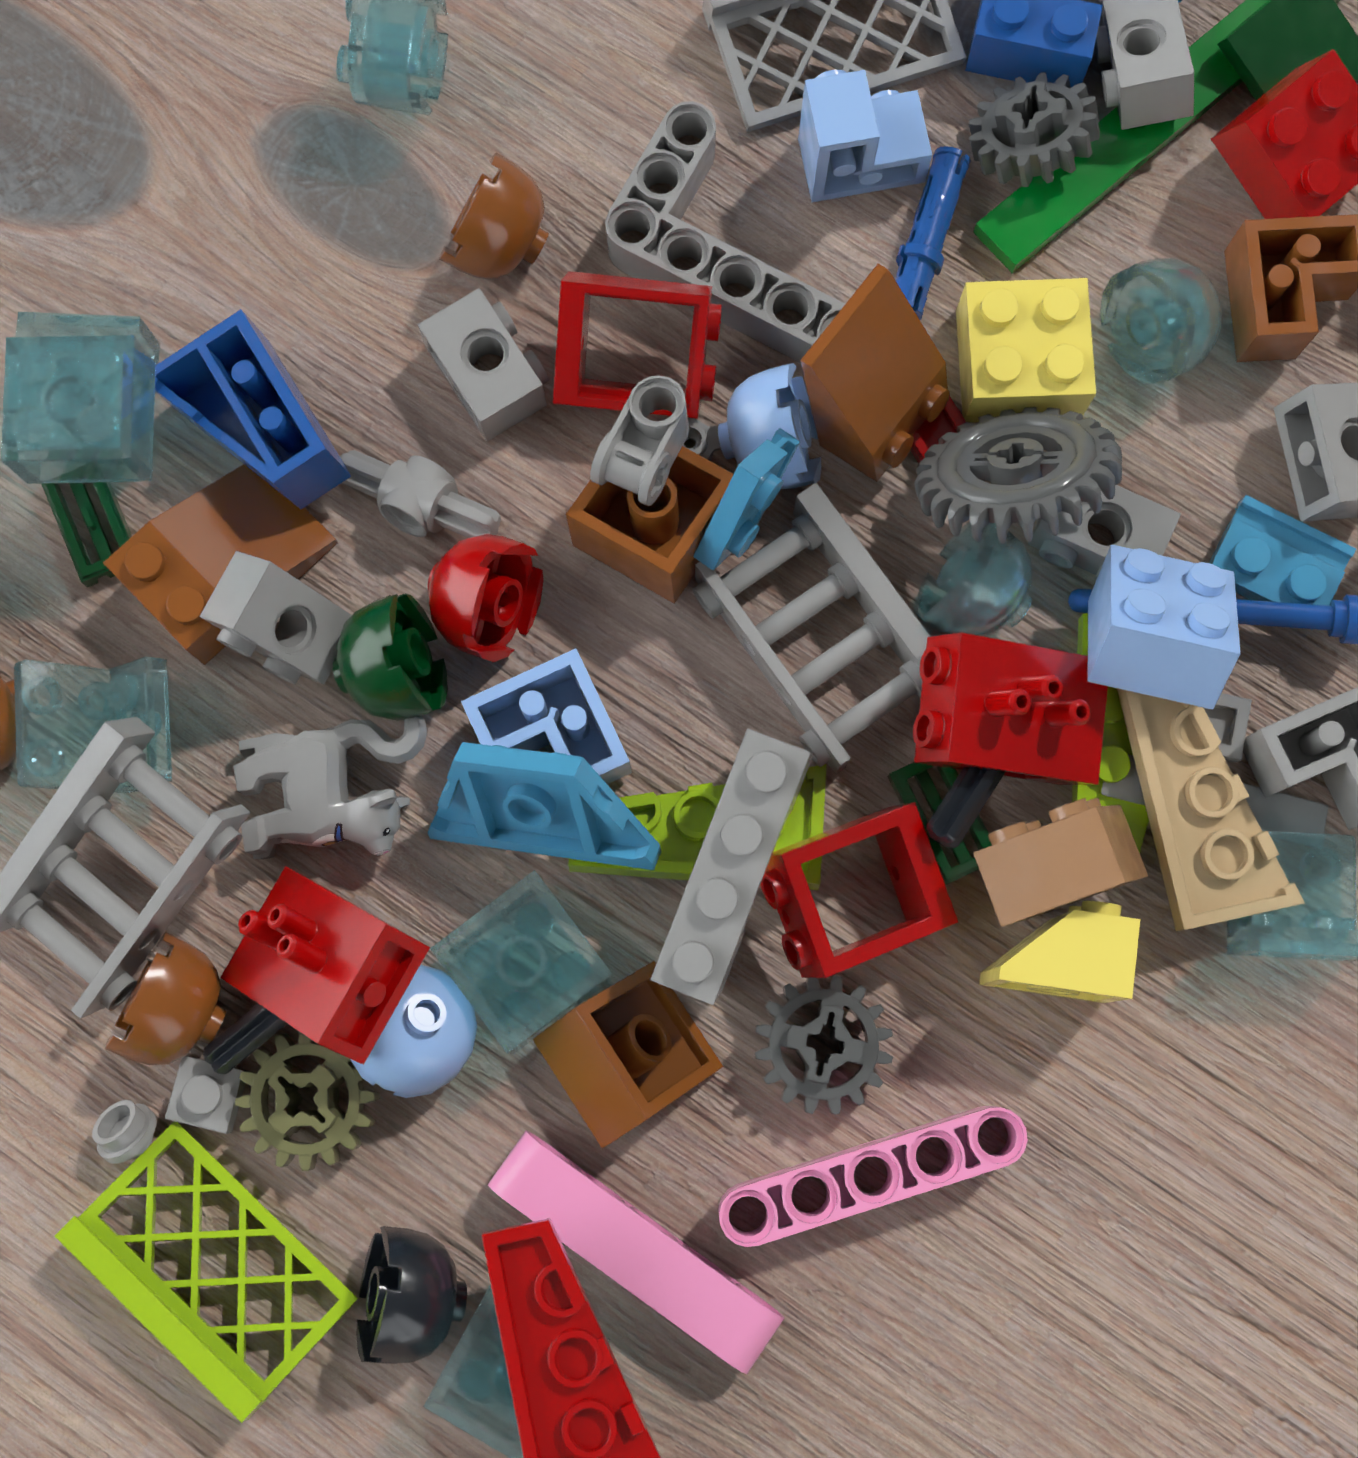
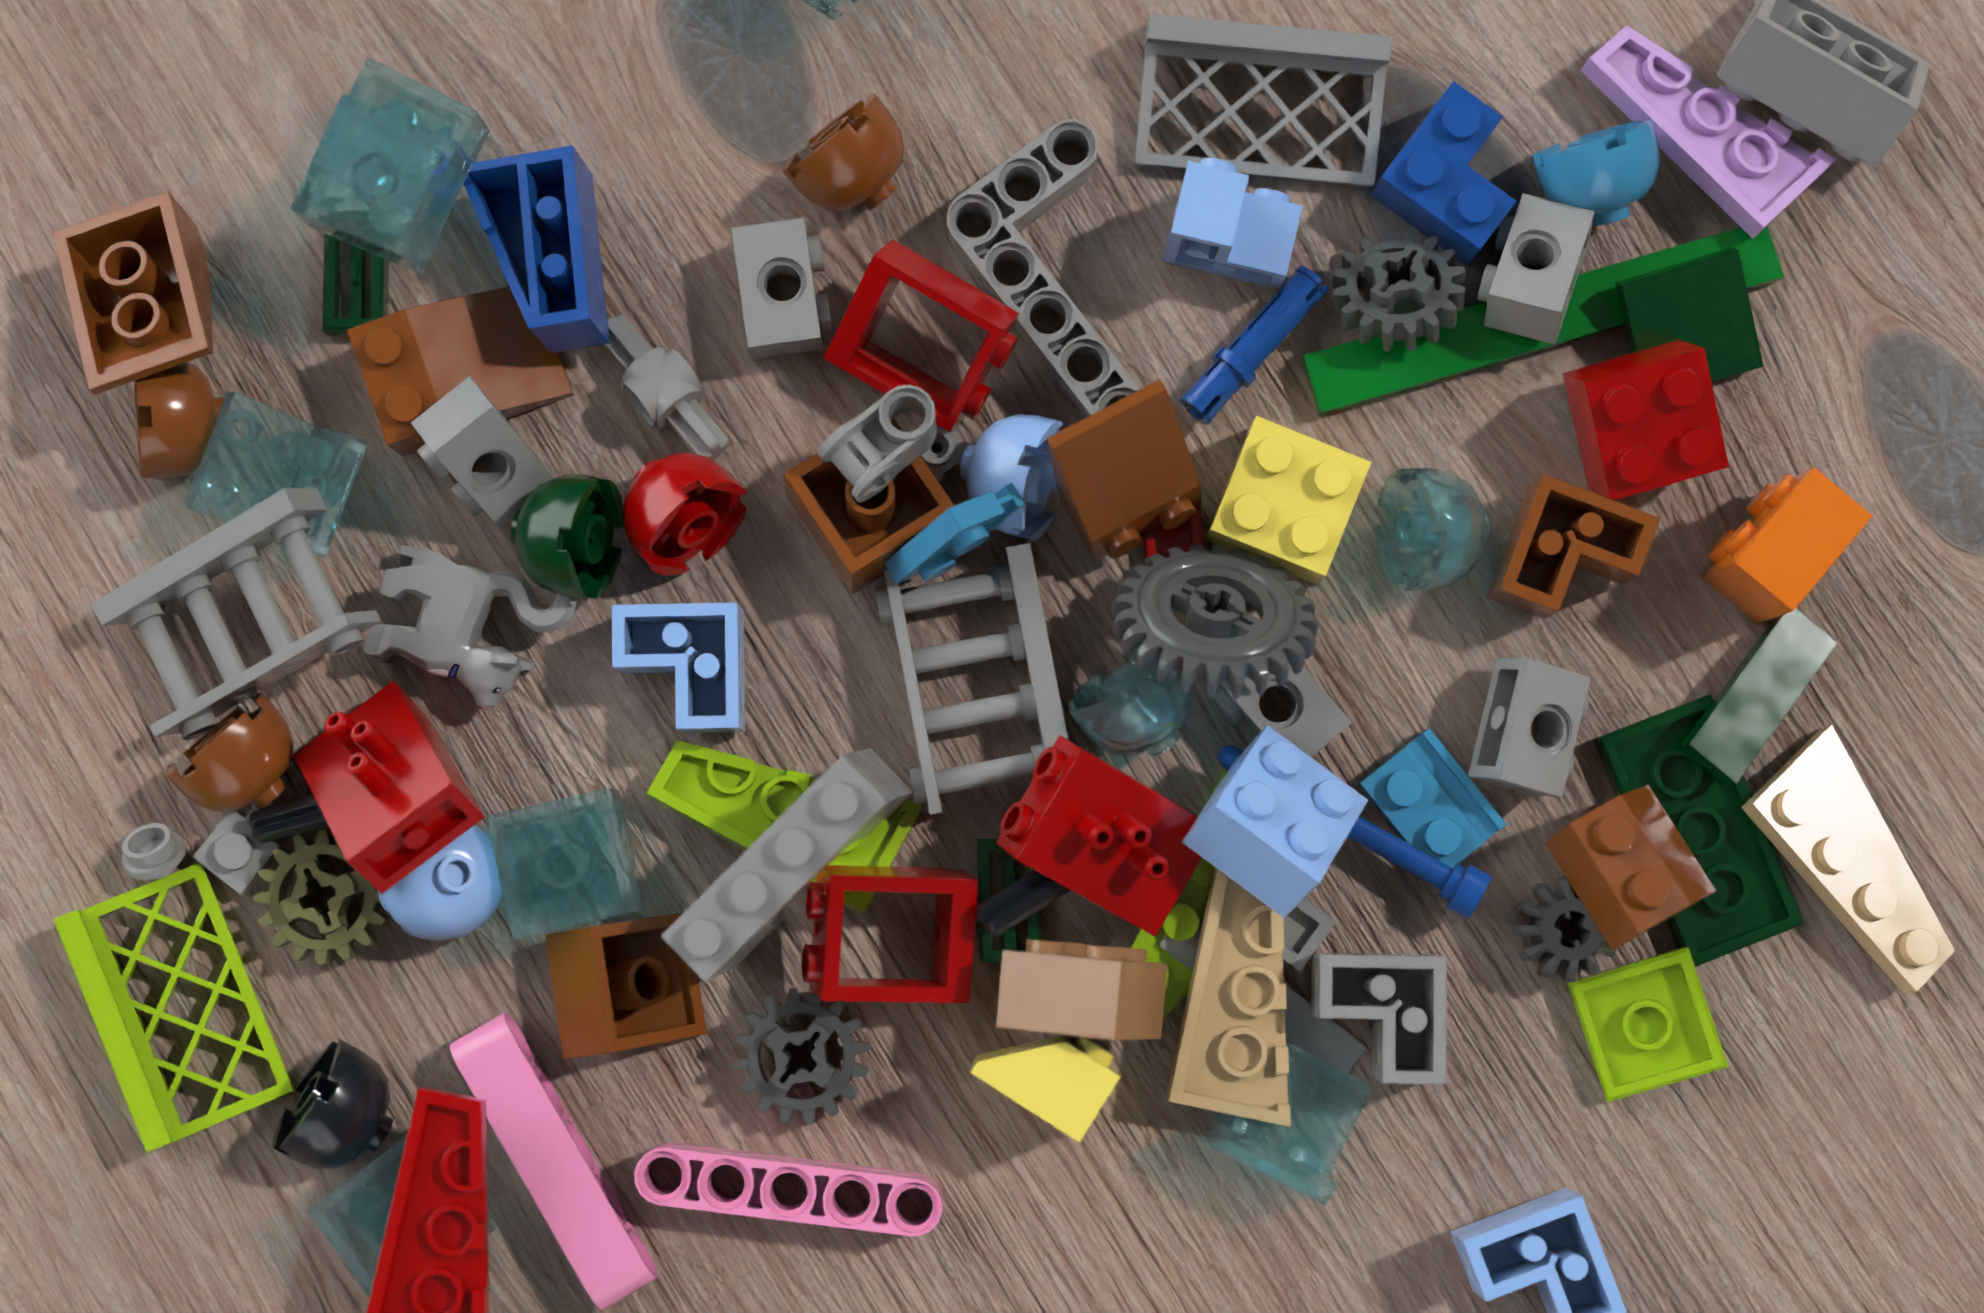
camera: 20 degrees right, 5 degrees up
(538, 807) = (640, 733): dark azure wing -> none

